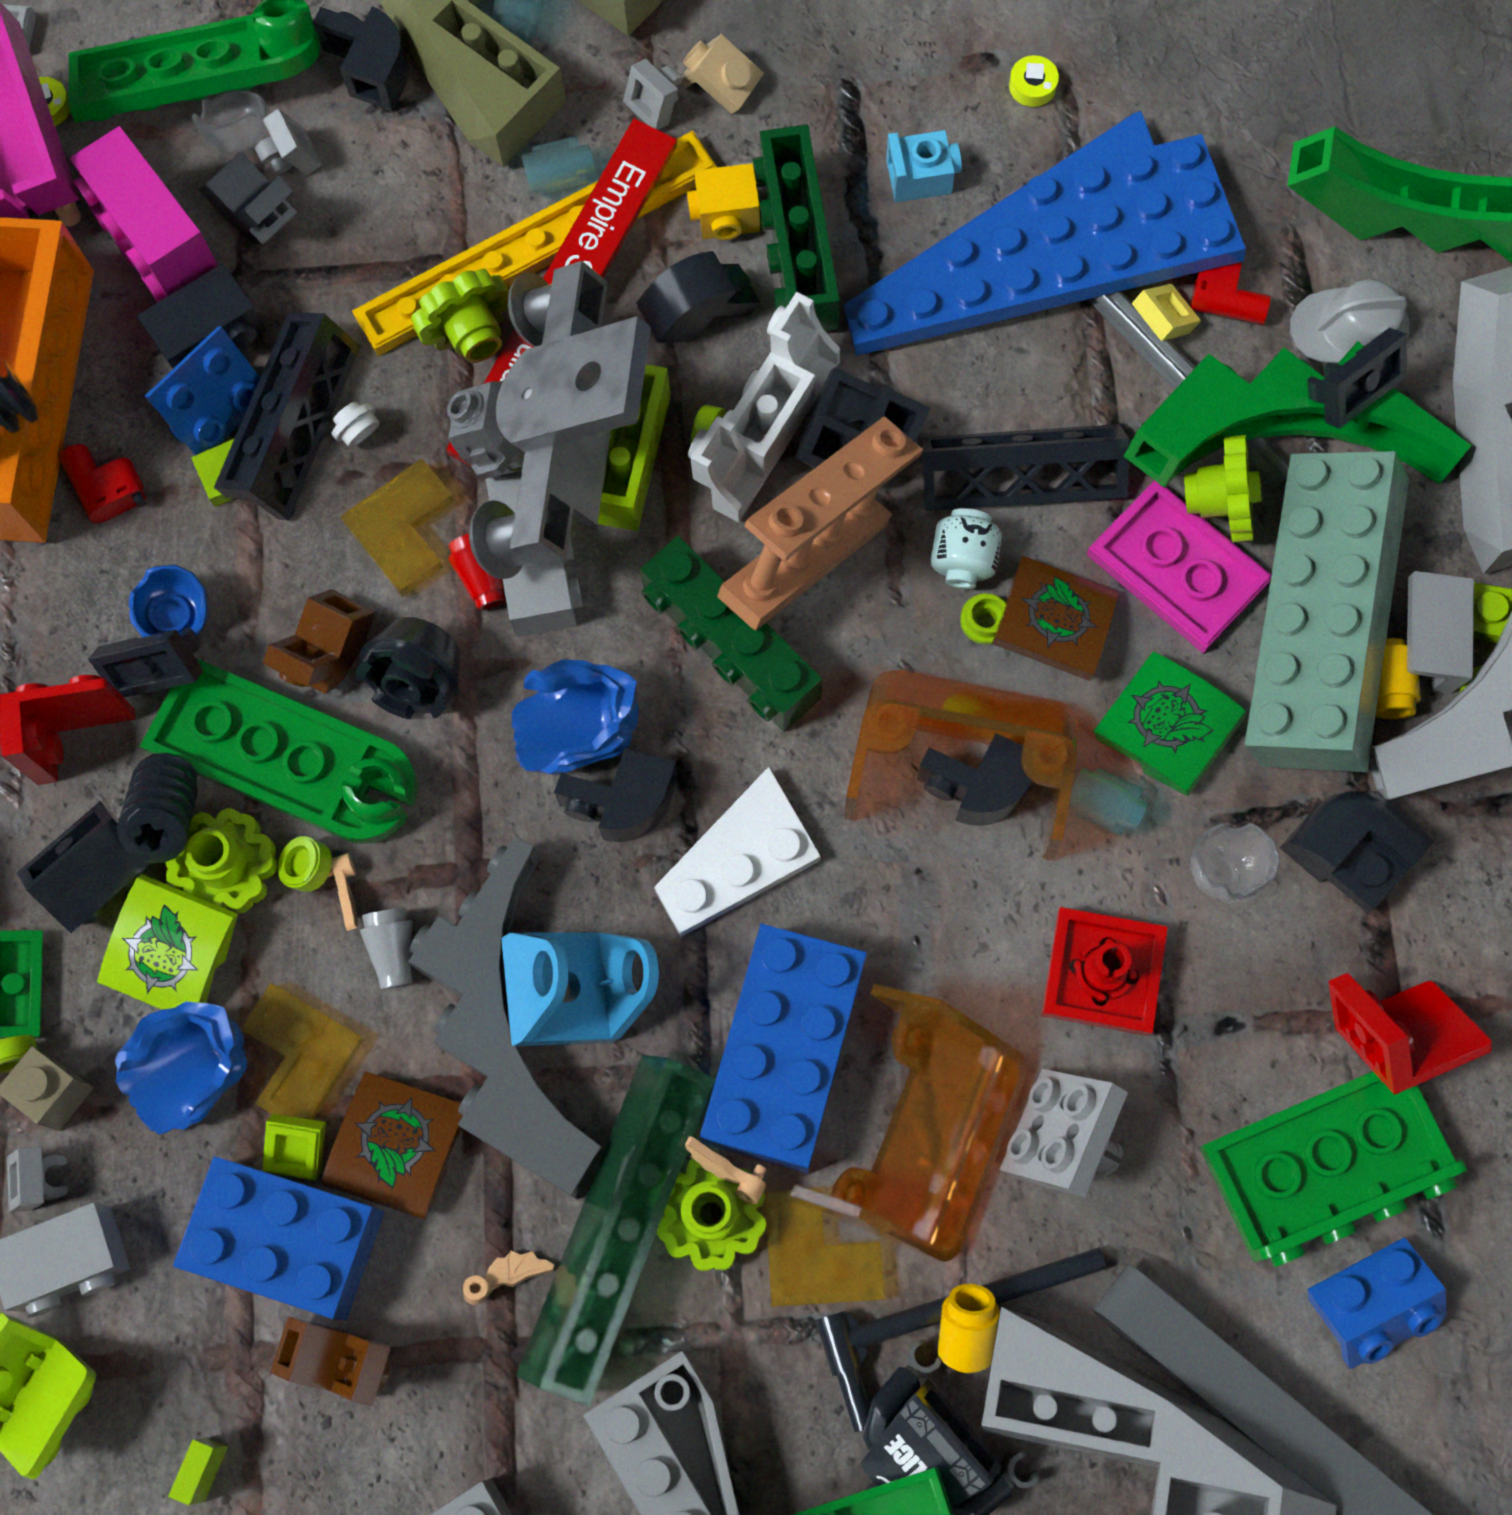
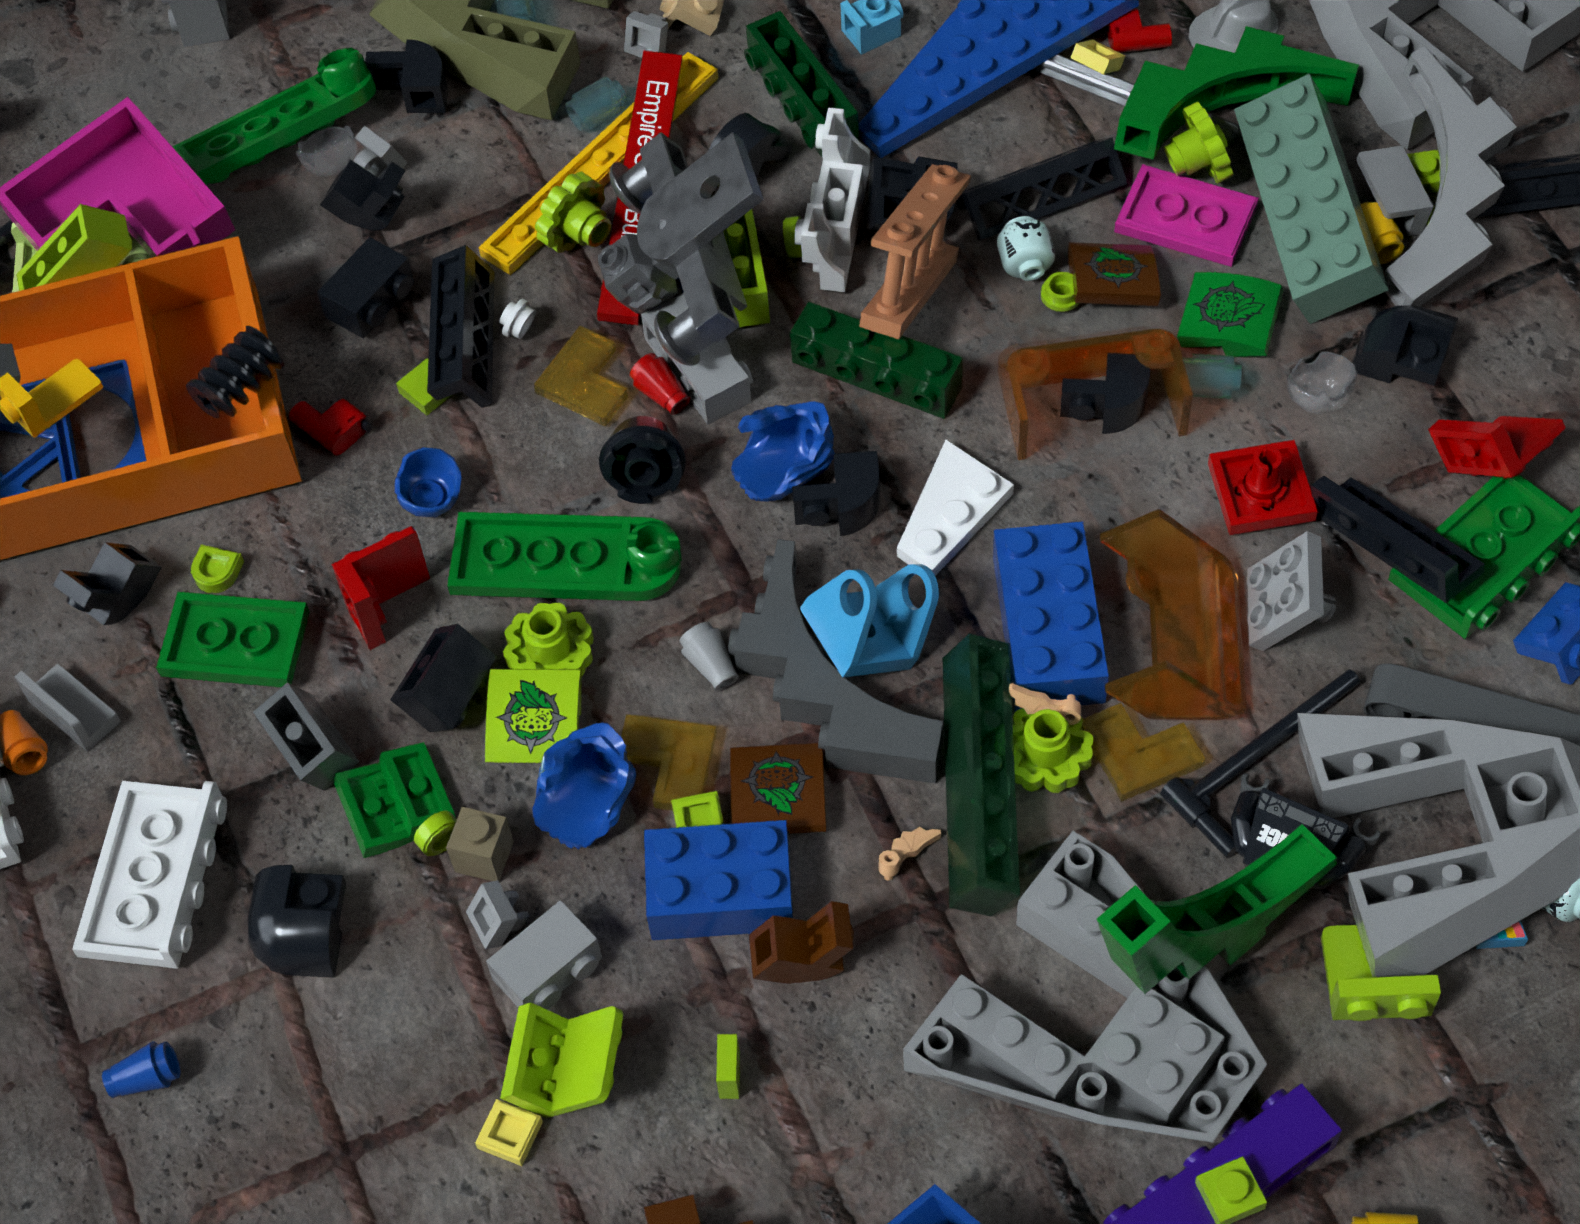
camera: 20 degrees left, 15 degrees down
(141, 214) = (290, 226): dark pink brick -> none
(149, 662) = (437, 517): black plate -> none
(158, 808) = (489, 611): black piece -> none
(206, 393) = (394, 330): blue hinge -> none
(304, 864) = (615, 624): lime tile -> none
(324, 642) = (562, 468): reddish brown brick -> none
(342, 868) = (646, 621): light nougat piece -> none
(725, 201) = (736, 86): yellow brick -> none
(968, 1328) = (1279, 747): yellow brick -> none
(1216, 1112) = (1395, 537): none -> black fence
(1362, 379) = (1261, 40): black plate -> none

